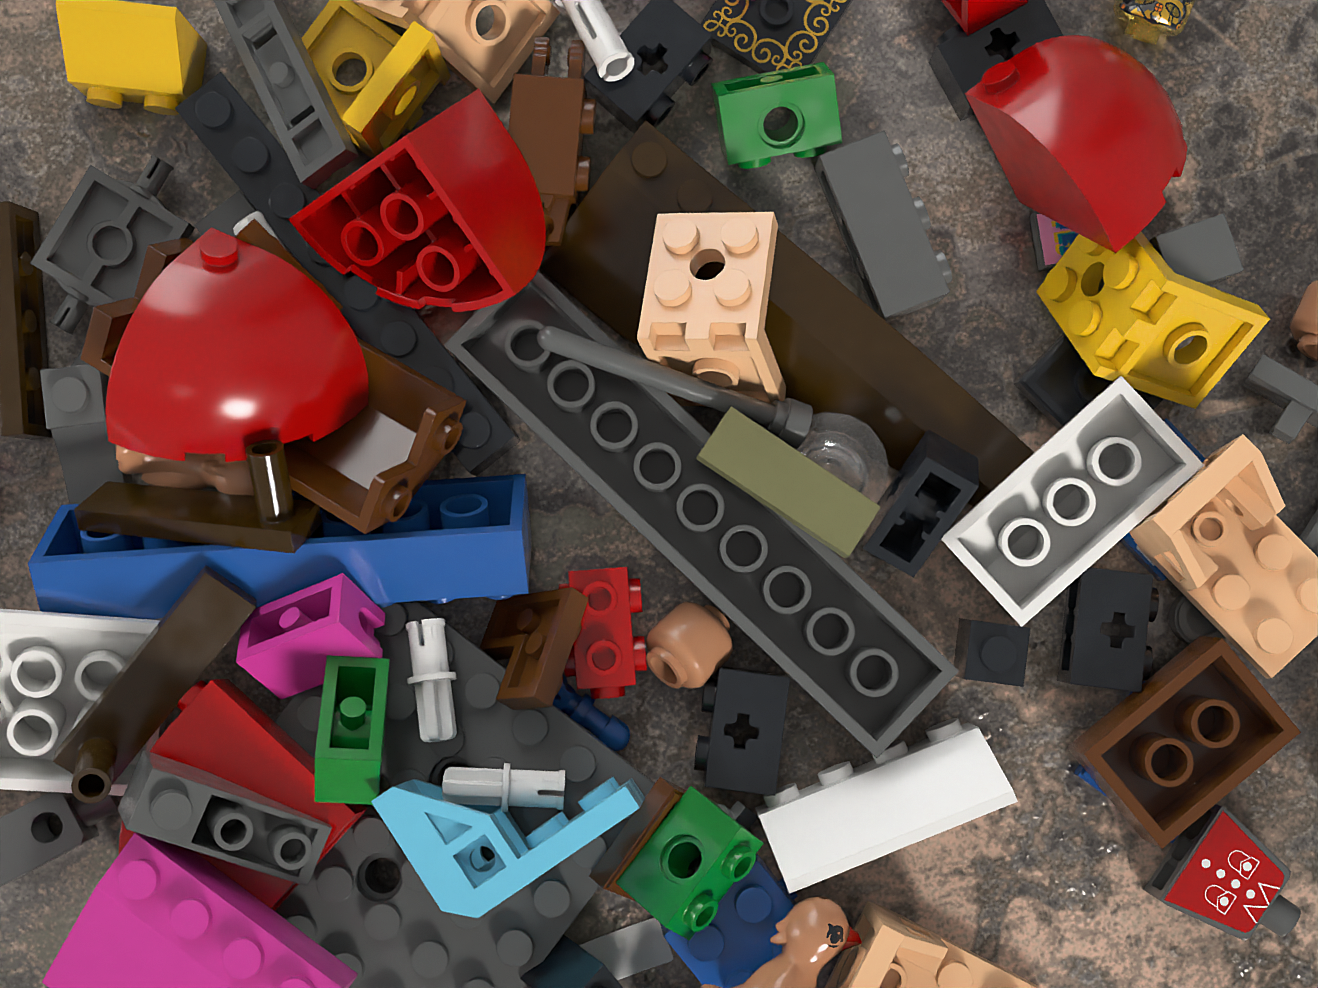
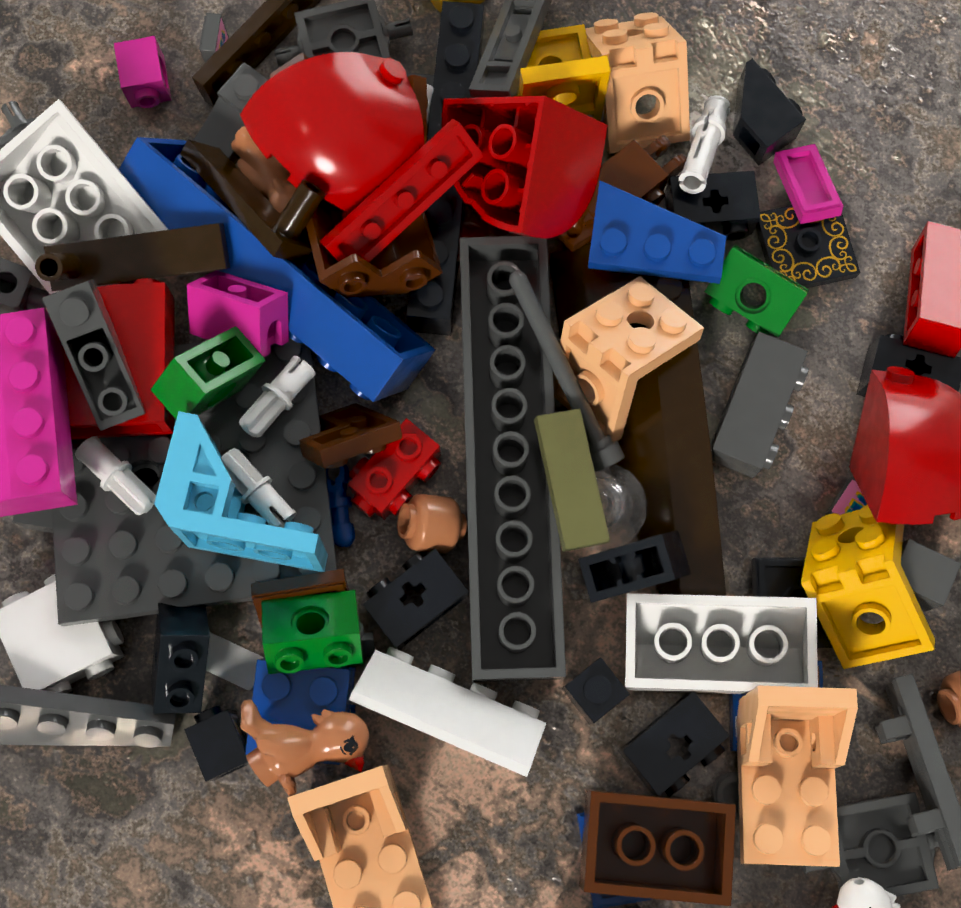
camera: 45 degrees right, 10 degrees down
(358, 366) = (405, 194): none -> red plate
(359, 905) = (115, 475): none -> white axle
(634, 167) = (652, 241): none -> blue wing

